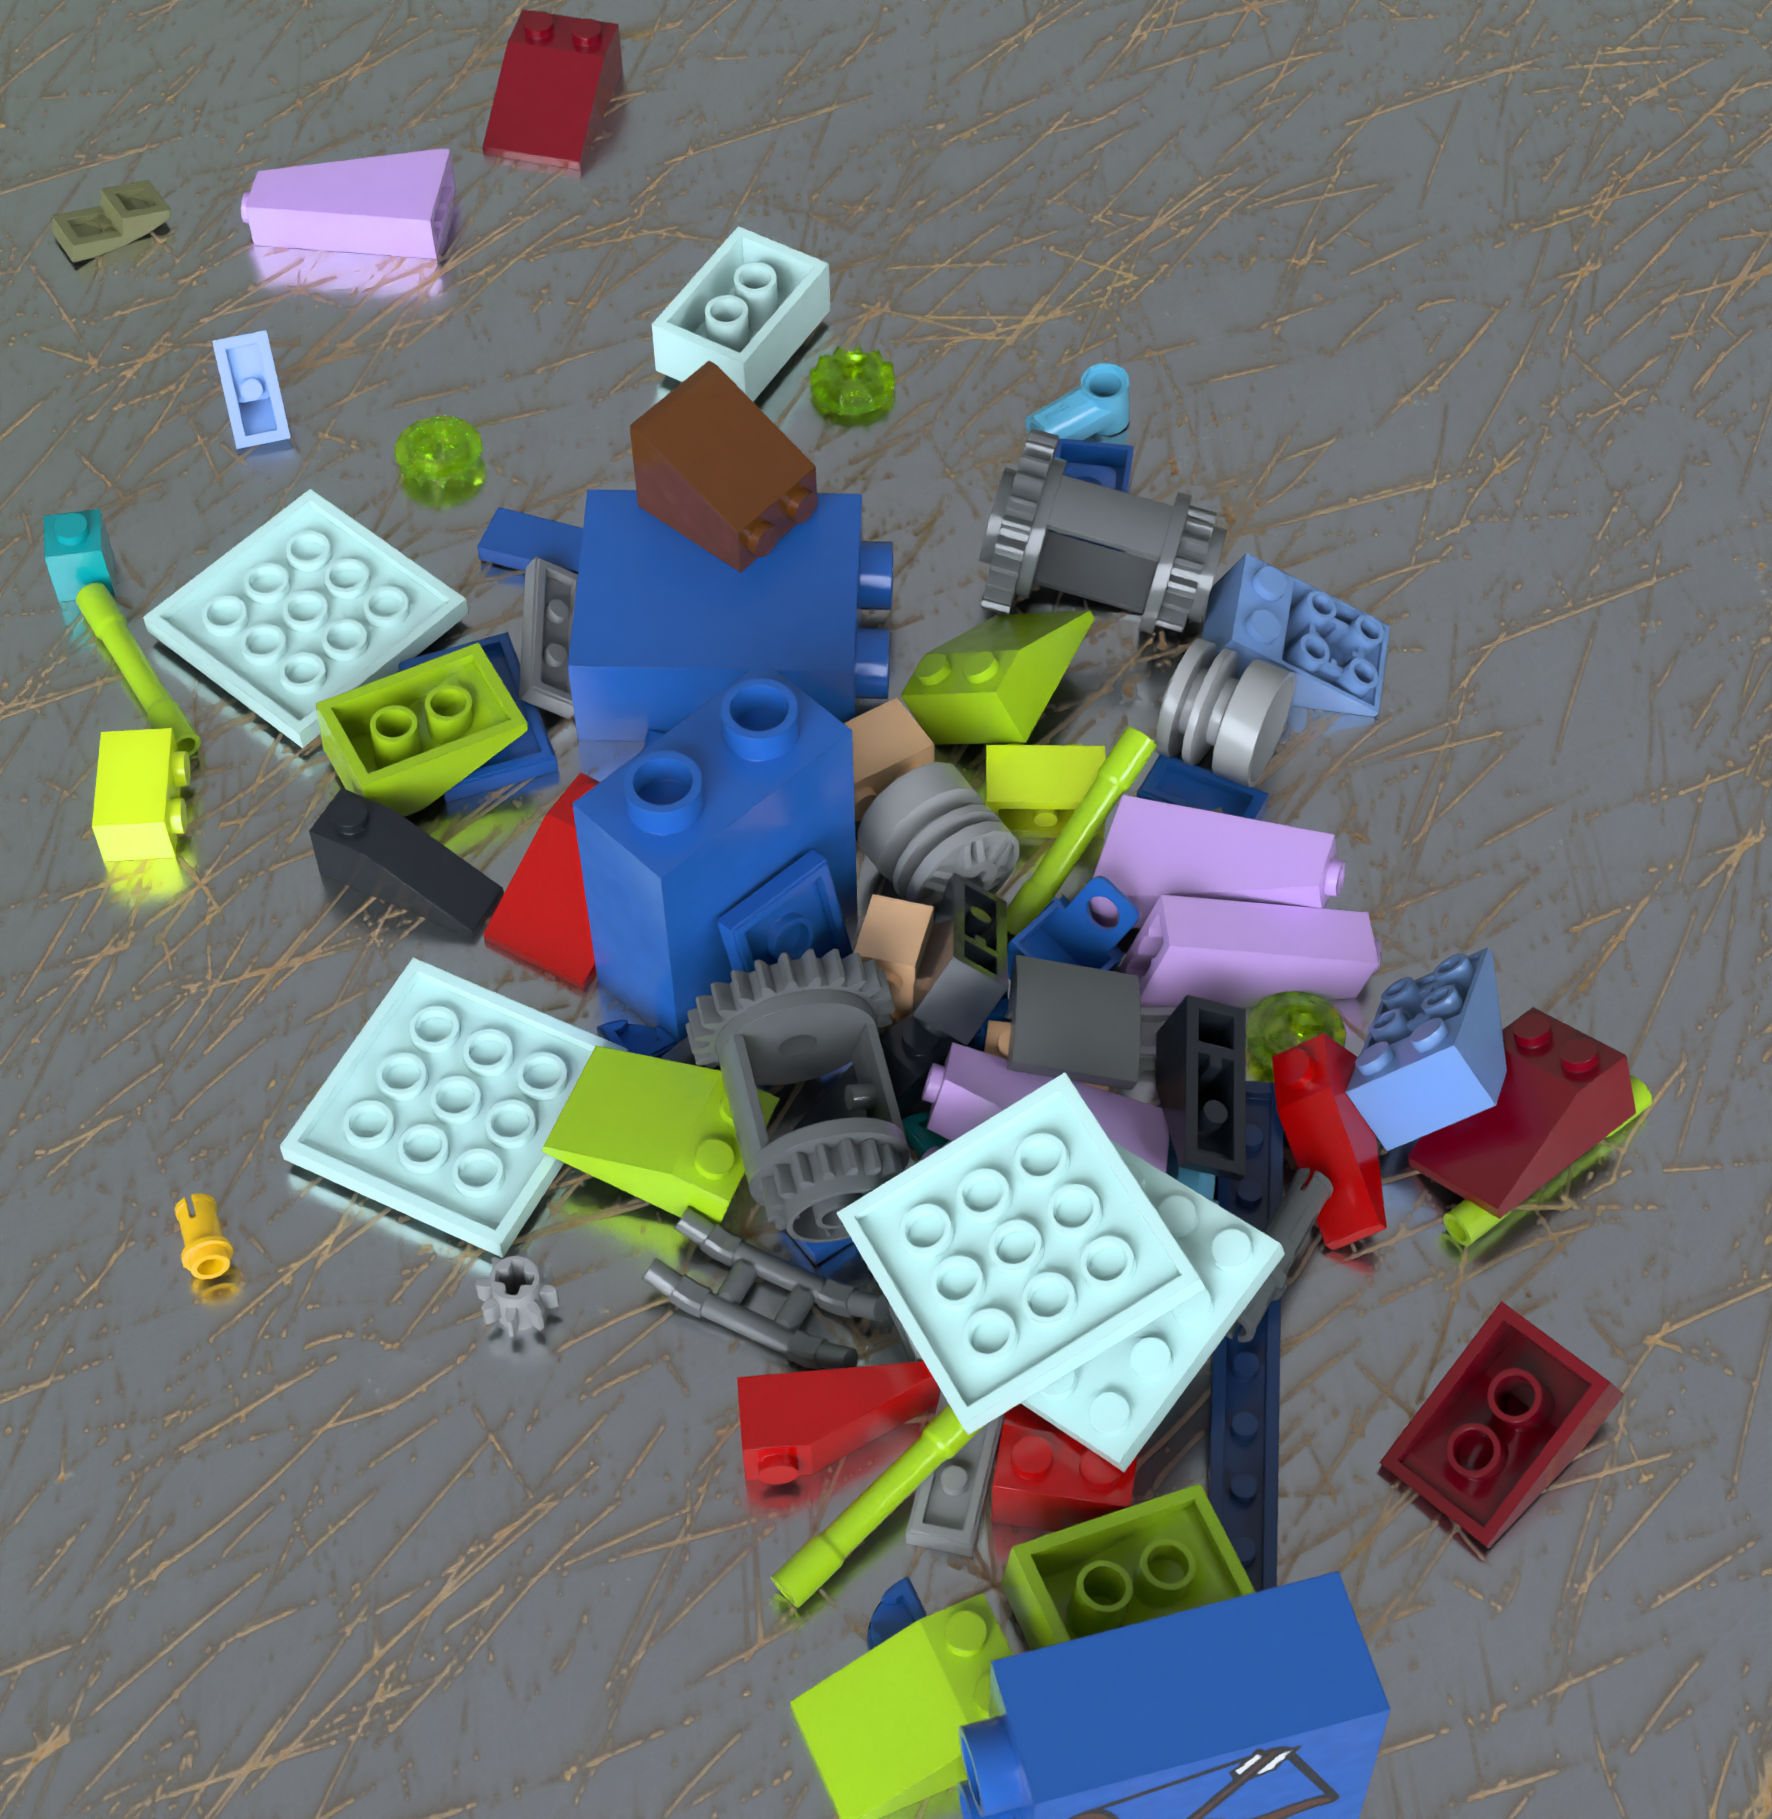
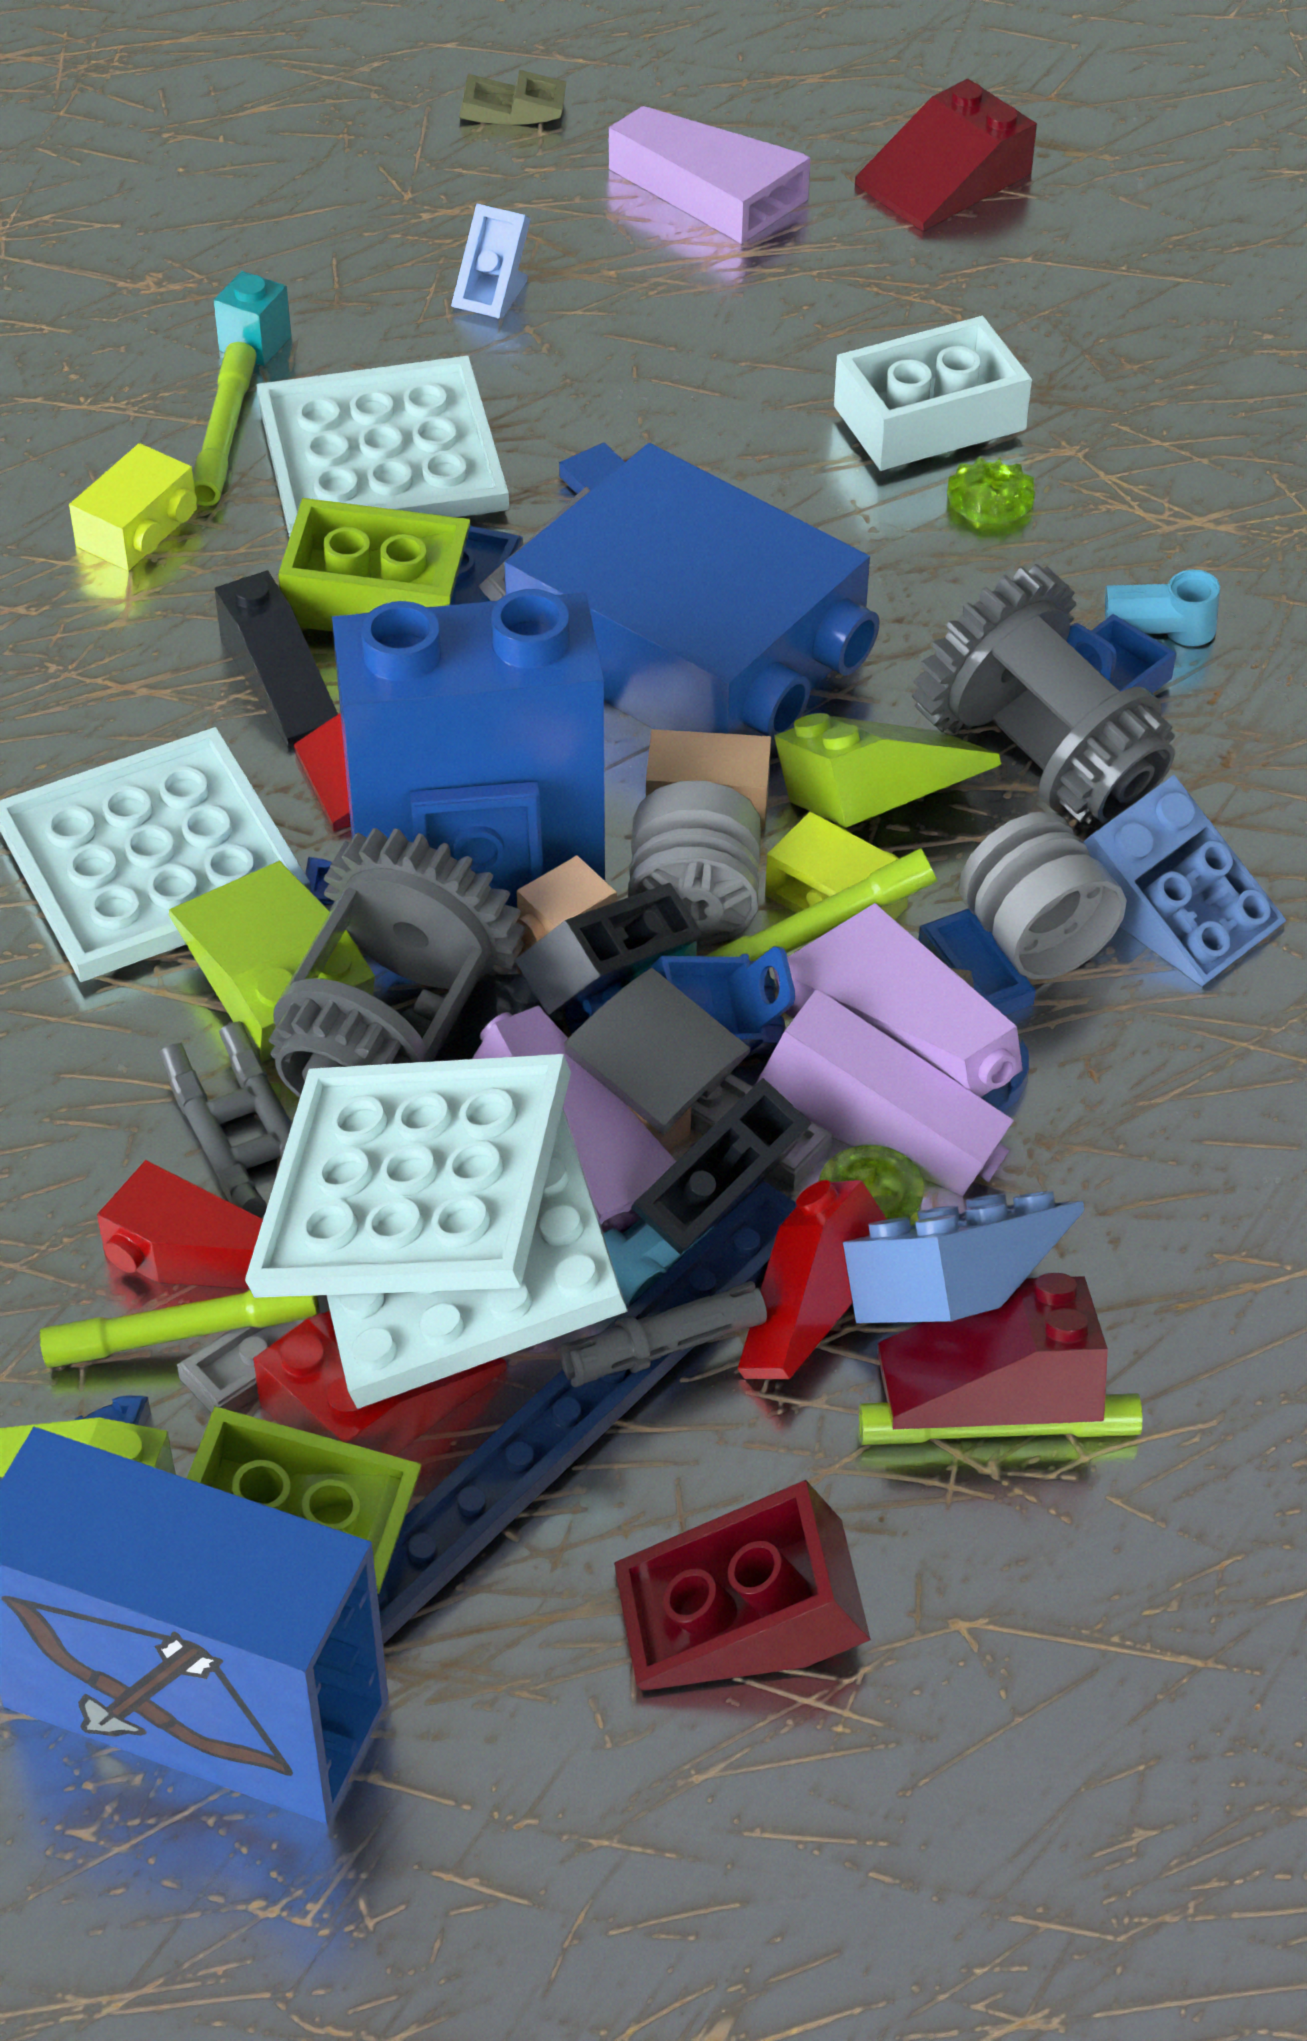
camera: 35 degrees right, 5 degrees down
(417, 444) = (581, 379): clear neon green gear -> none
(501, 1297) = (58, 1008): light grey gear -> none
(720, 469) = (749, 465): reddish brown slope -> none

